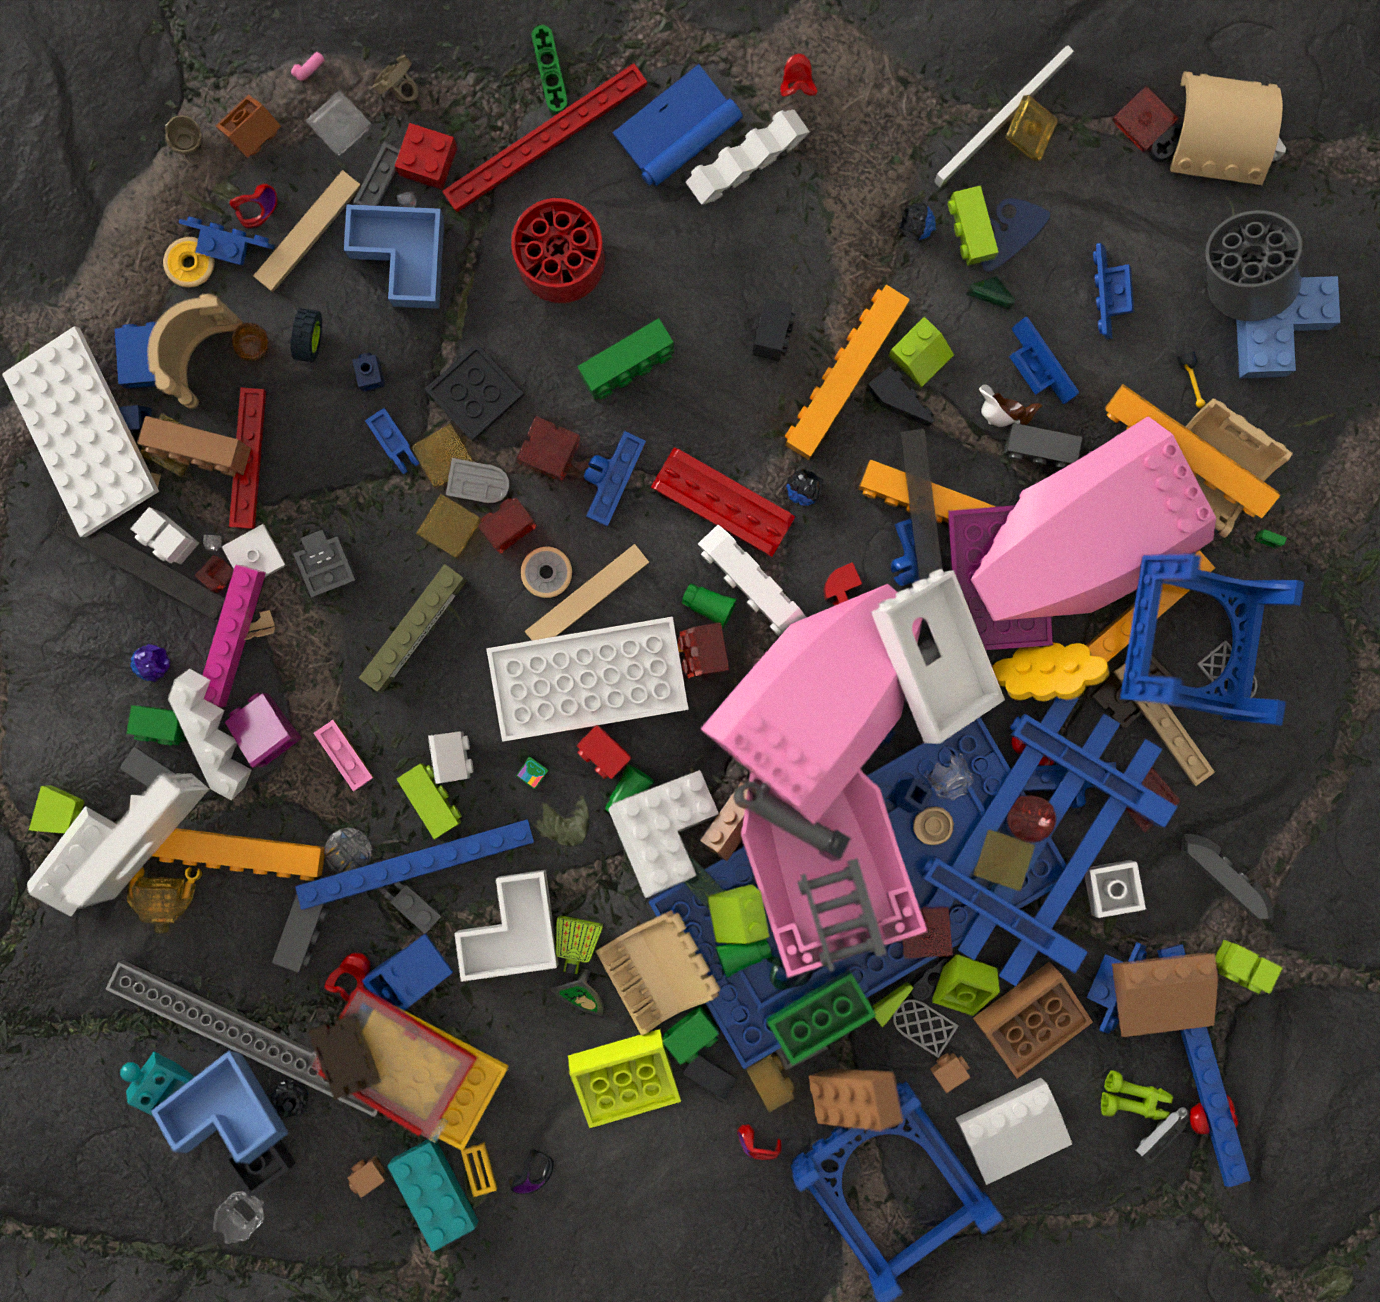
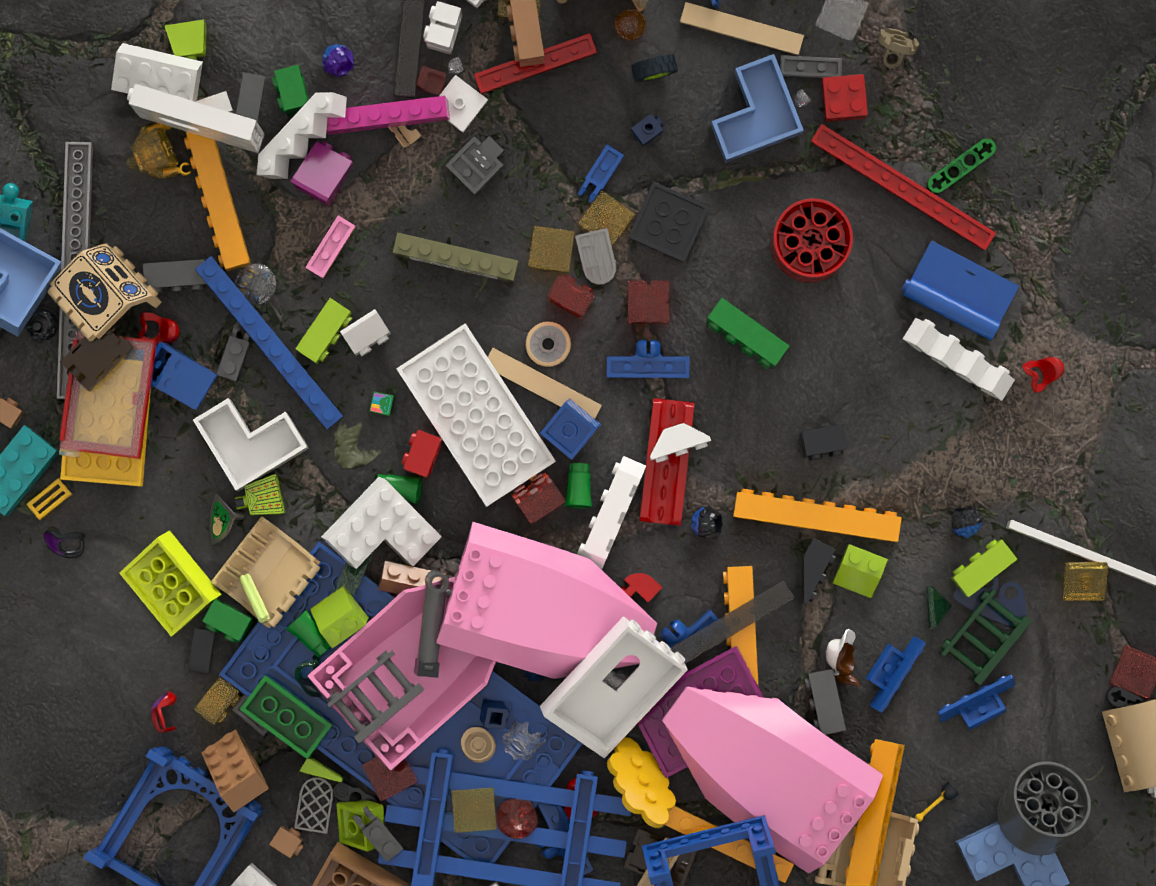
camera: 65 degrees right, 0 degrees up
(276, 1022) = (100, 289): none -> tan hinge
(645, 586) = (570, 428): none -> blue container
(679, 996) = (254, 598): none -> yellowish green axle
(706, 479) = (677, 441): none -> white slope
(989, 973) = (379, 835): none -> dark grey hinge
(1058, 235) = (993, 656): none -> dark green fence

